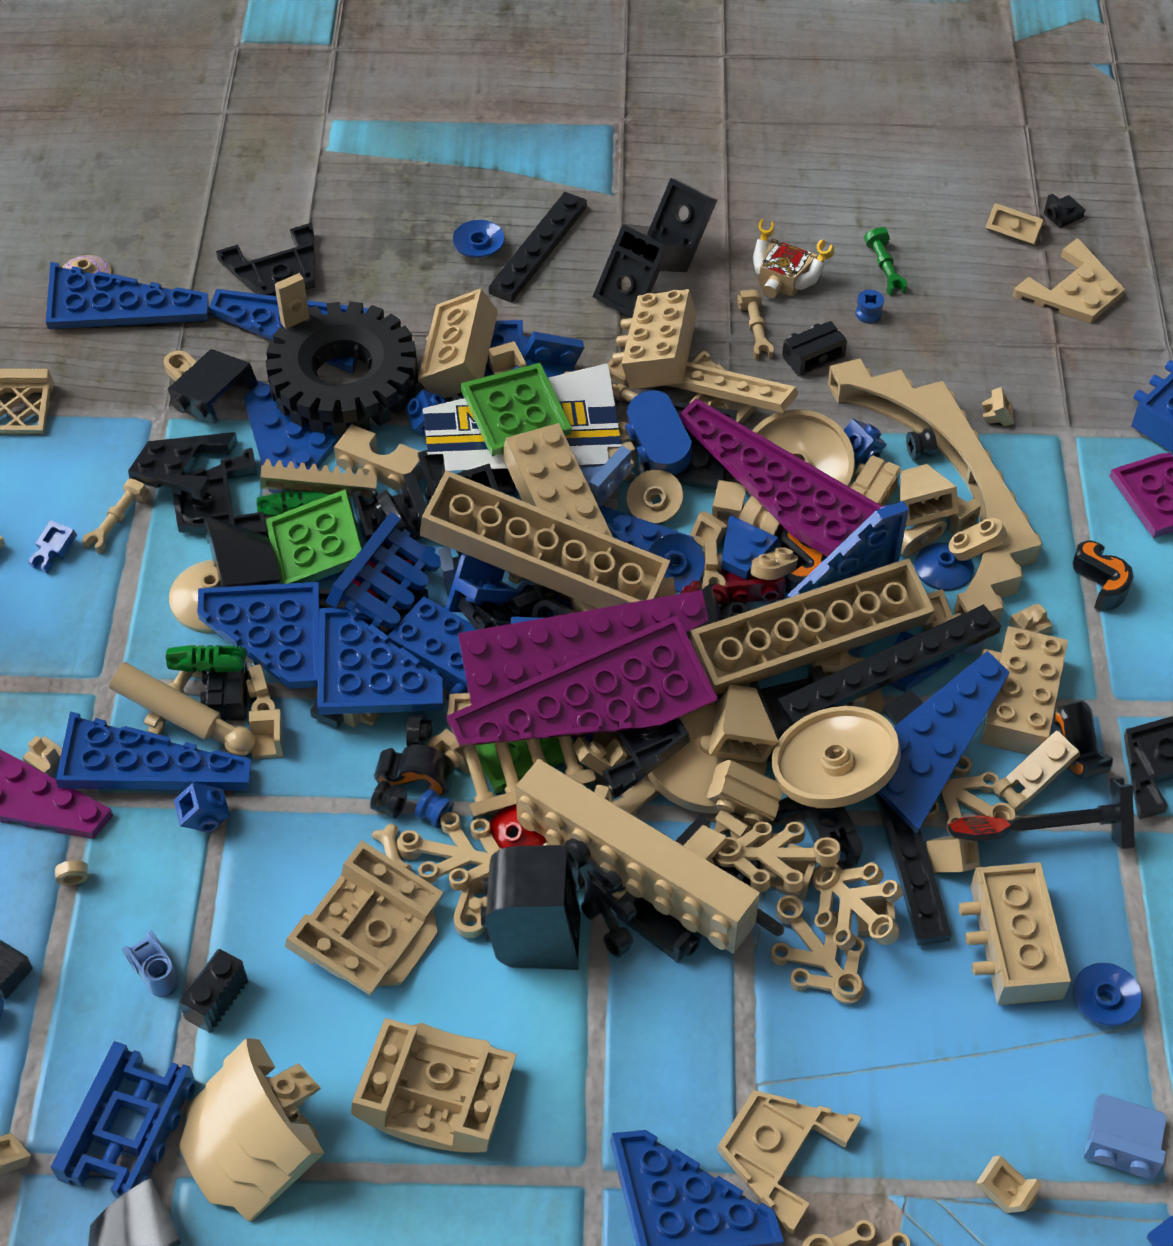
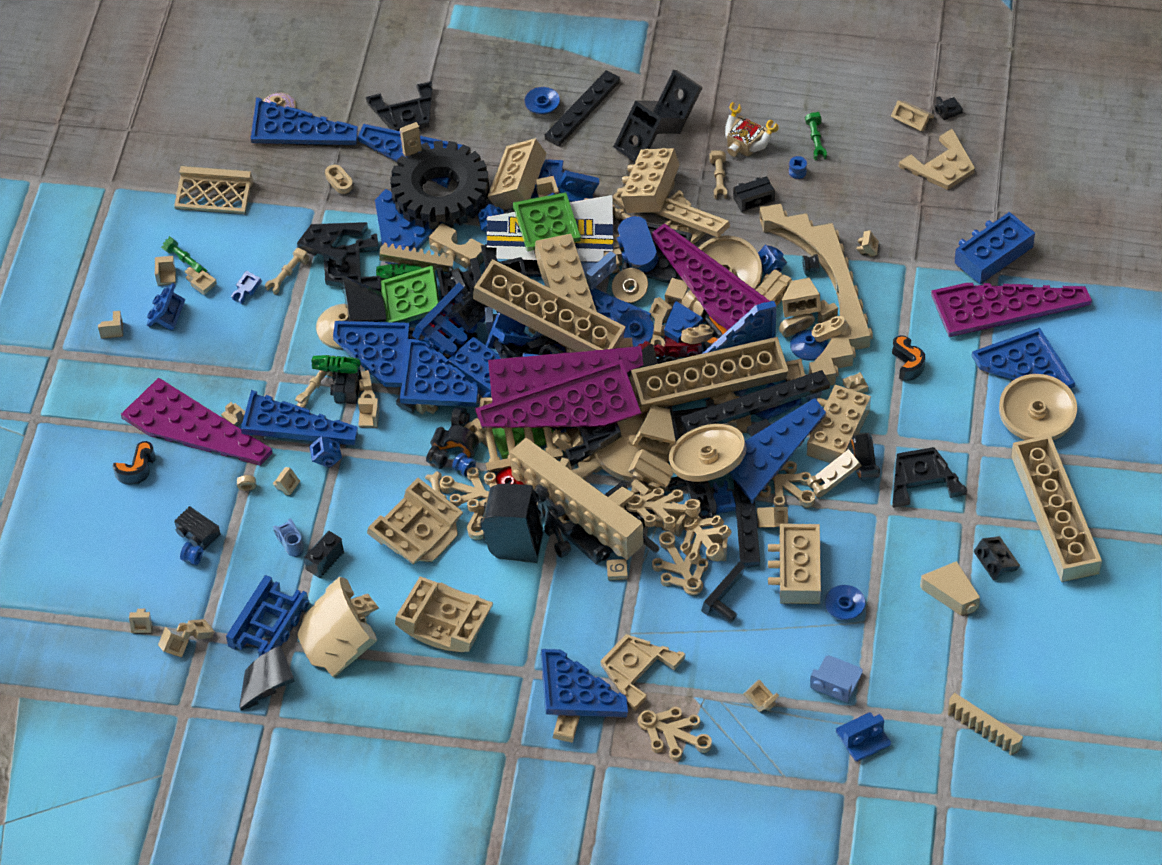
camera: 10 degrees right, 0 degrees up
(140, 863) = (286, 481): none -> tan tile
(180, 709) = (317, 393): tan piece -> none
(207, 381) = (352, 187): black panel -> none
(412, 556) = (468, 311): none -> black bracket
(714, 969) = (617, 569): none -> tan tile
(870, 829) = (723, 498): none -> blue plate
(888, 1015) = (714, 602): none -> black piece
(1118, 814) = (874, 501): black piece -> none

